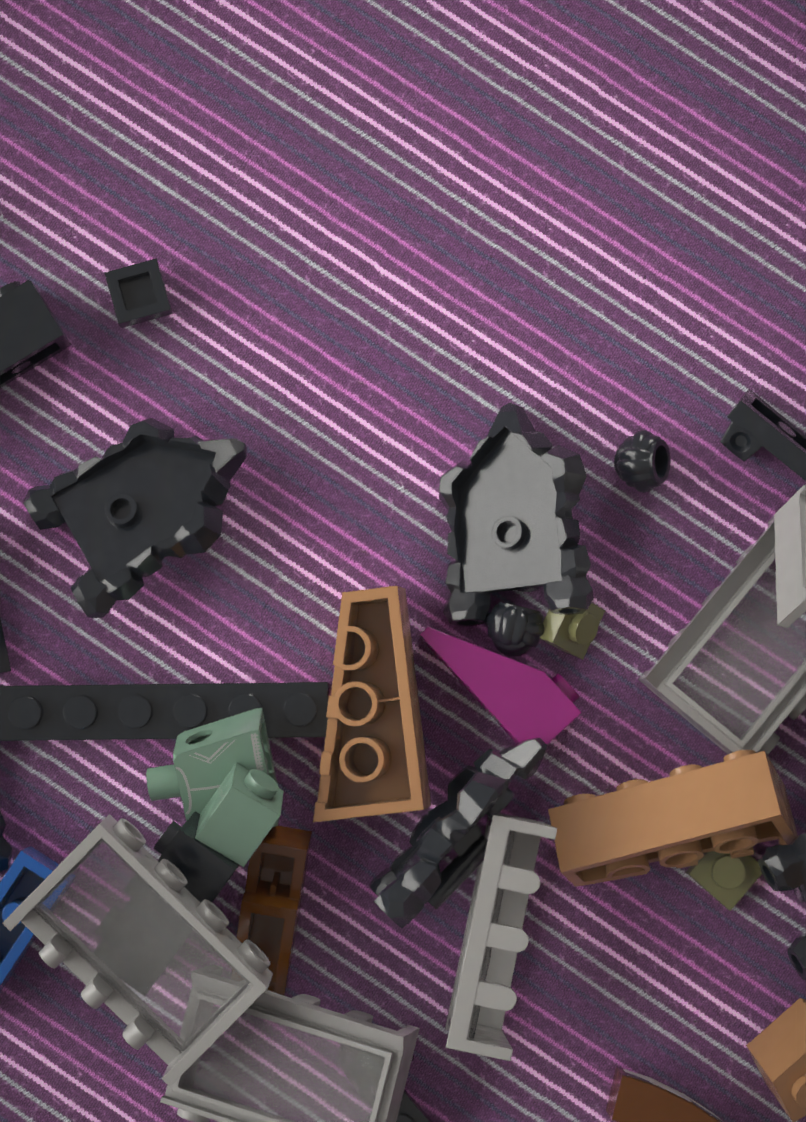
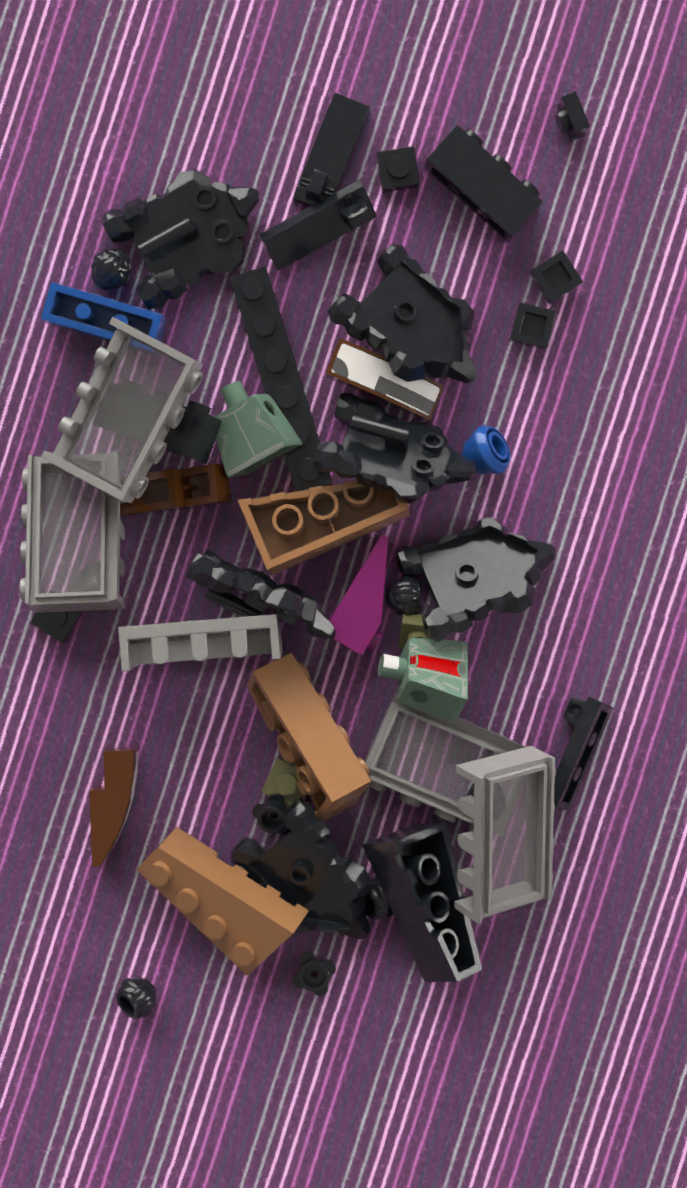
camera: 75 degrees right, 5 degrees up
(195, 344) = (532, 326): none -> black plate
(201, 580) = (374, 378): none -> slope
(240, 813) = (228, 450): sand green brick -> none
(312, 589) = (391, 453): none -> black shield
(348, 457) = (487, 450): none -> blue cone
(638, 625) = (430, 675): none -> sand green torso
(643, 461) = (542, 649): black piece -> none
(773, 913) = (265, 818): none -> black plate

